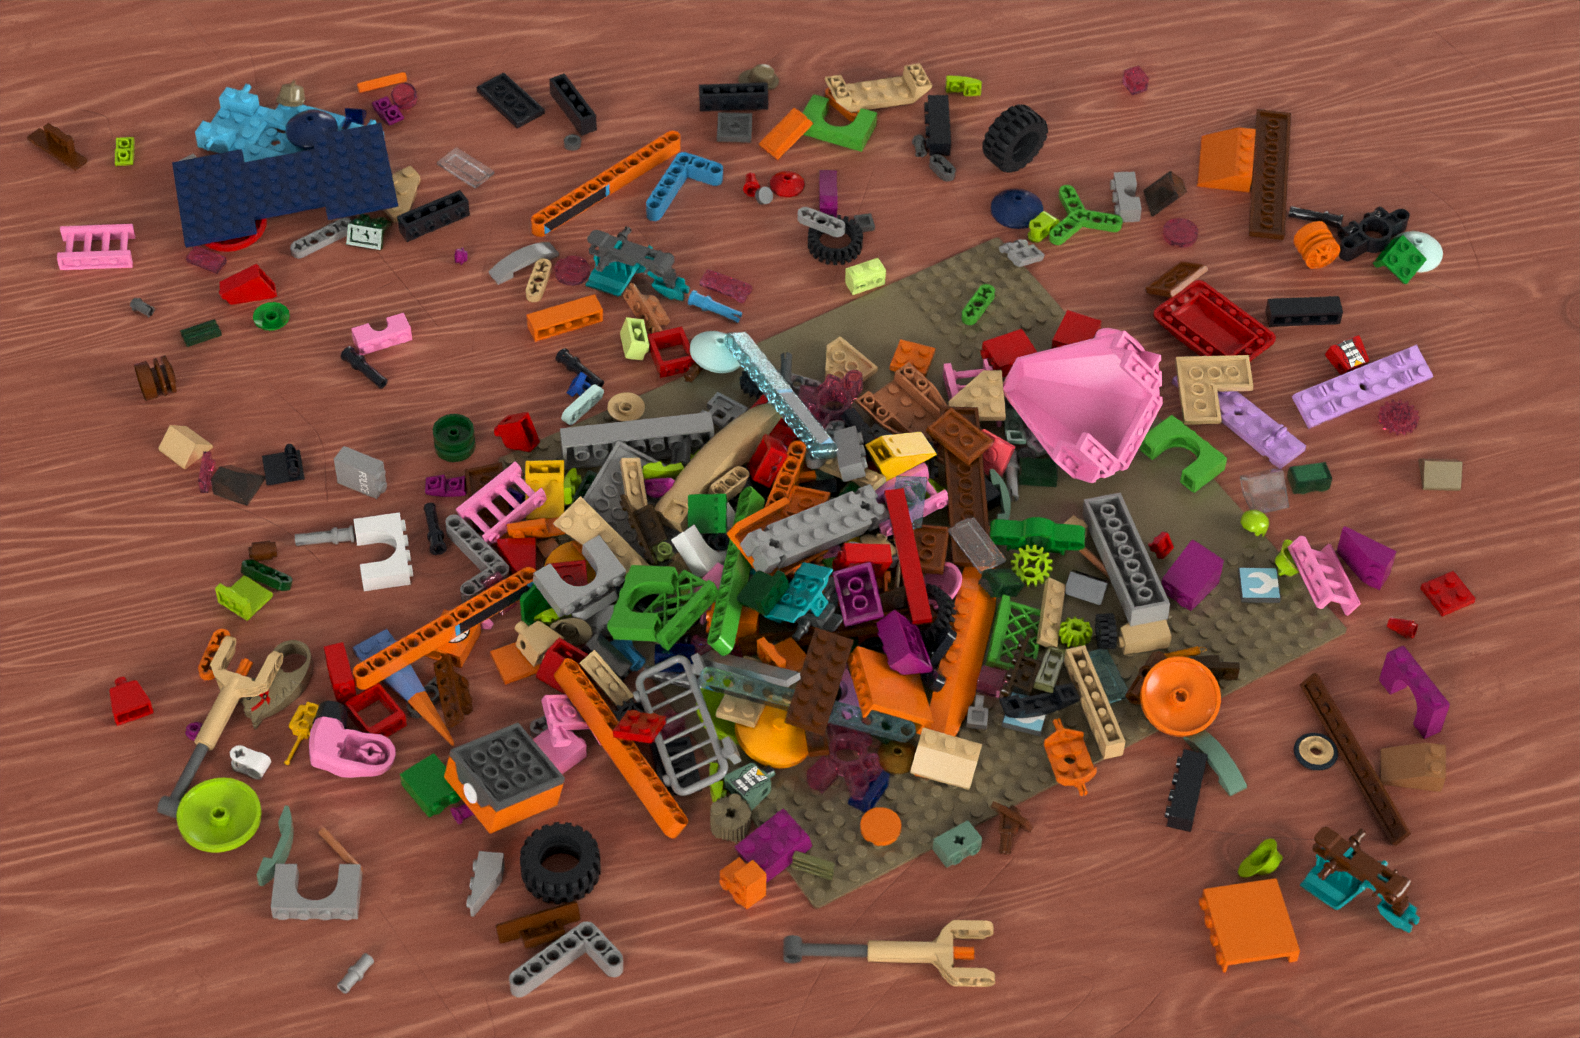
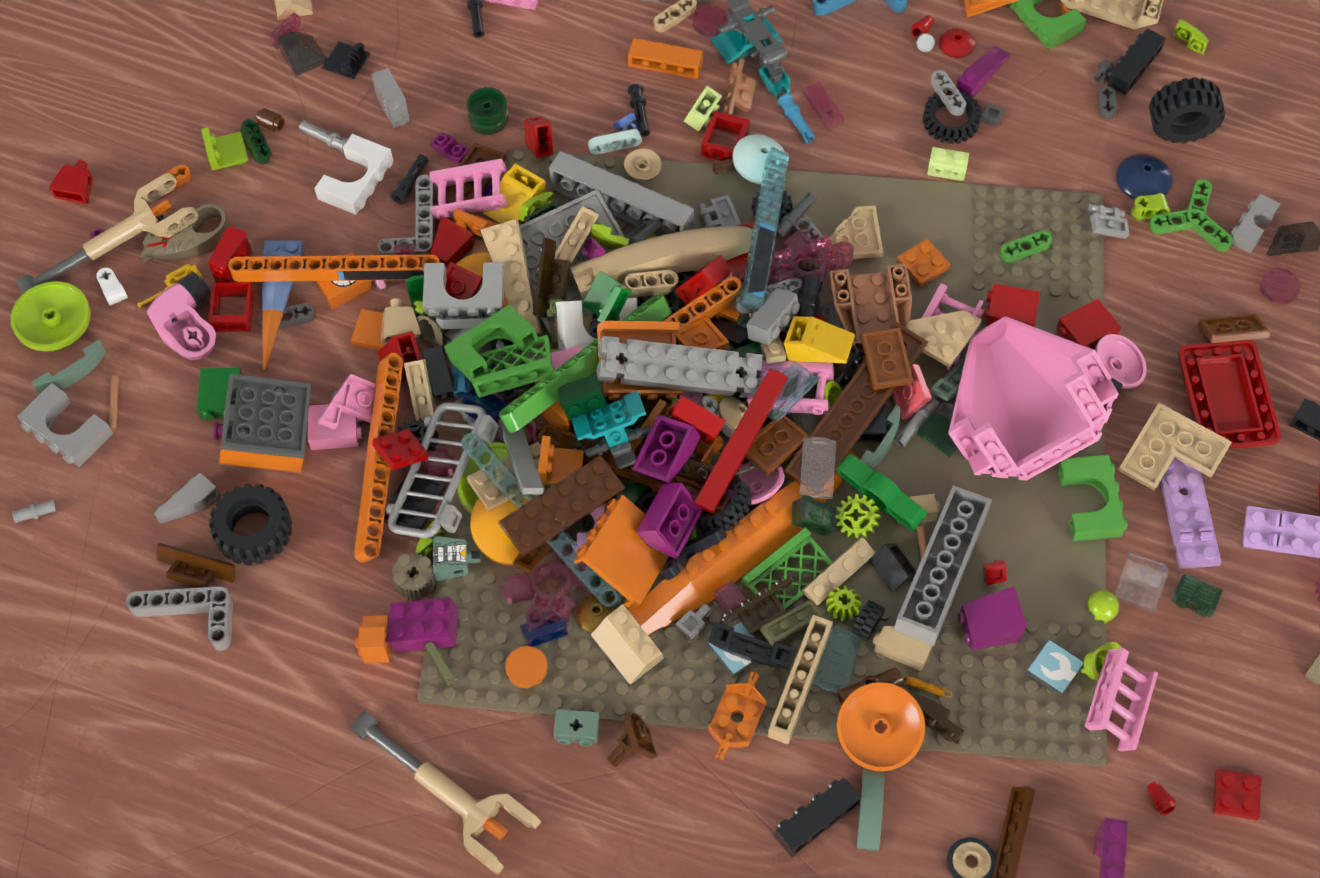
camera: 40 degrees right, 10 degrees up
(452, 691) = (302, 327): reddish brown bracket -> none
(1366, 557) = (1181, 713): magenta slope -> none

